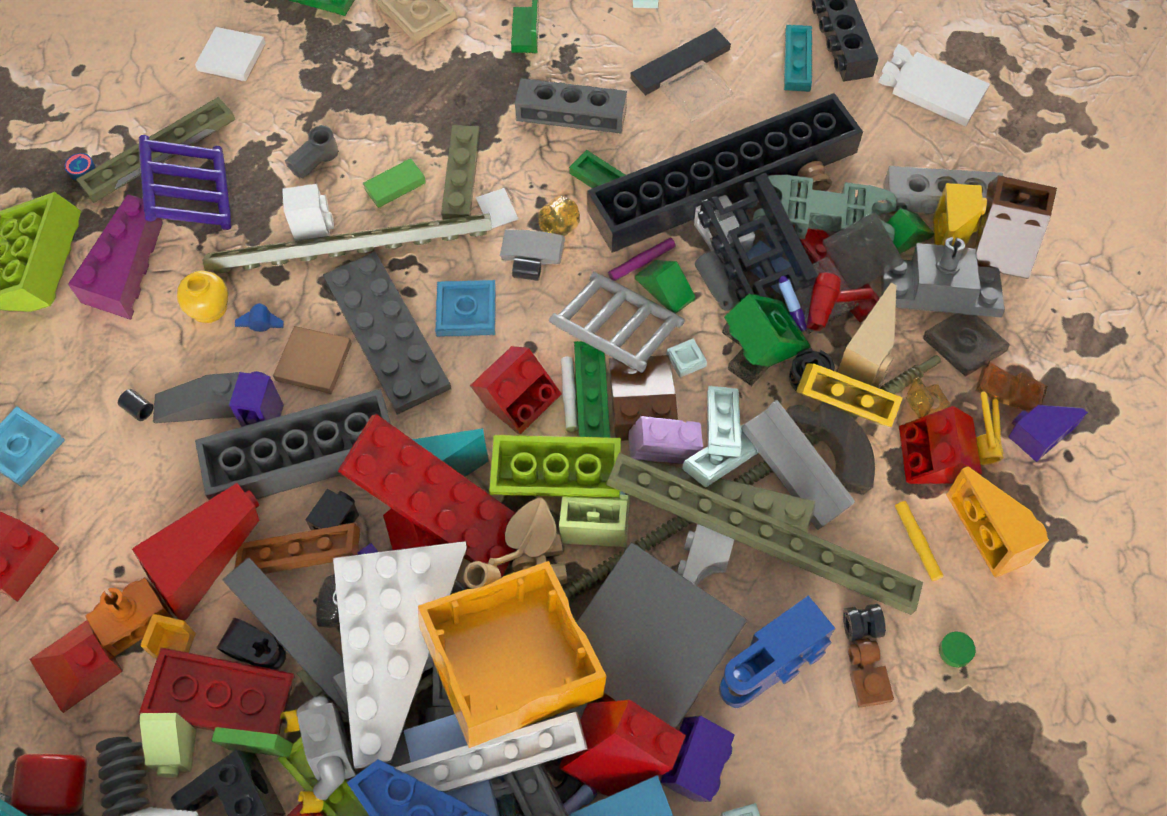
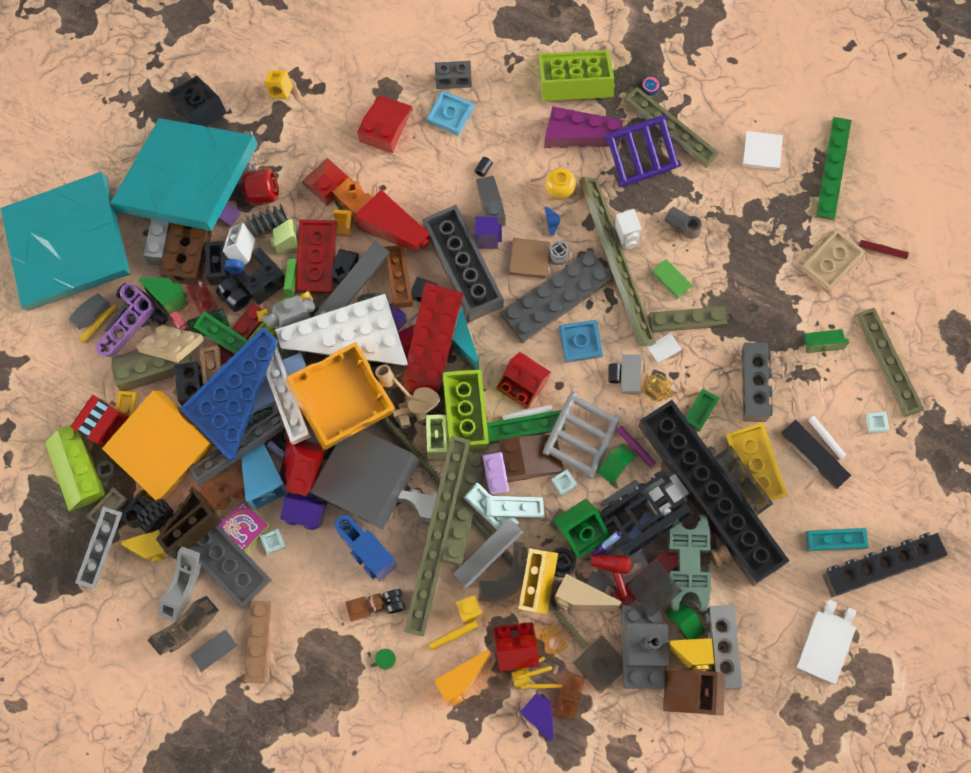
camera: 85 degrees right, 10 degrees up
(316, 313) = (559, 257): none -> light grey wheel
(659, 46) = (827, 437): none -> white piece
(688, 118) = (758, 456): none -> yellow plate
(732, 118) = (743, 480): none -> clear smoke arch
(842, 332) = (598, 581): none -> dark grey tile
(882, 507) = (469, 609): none -> yellow brick

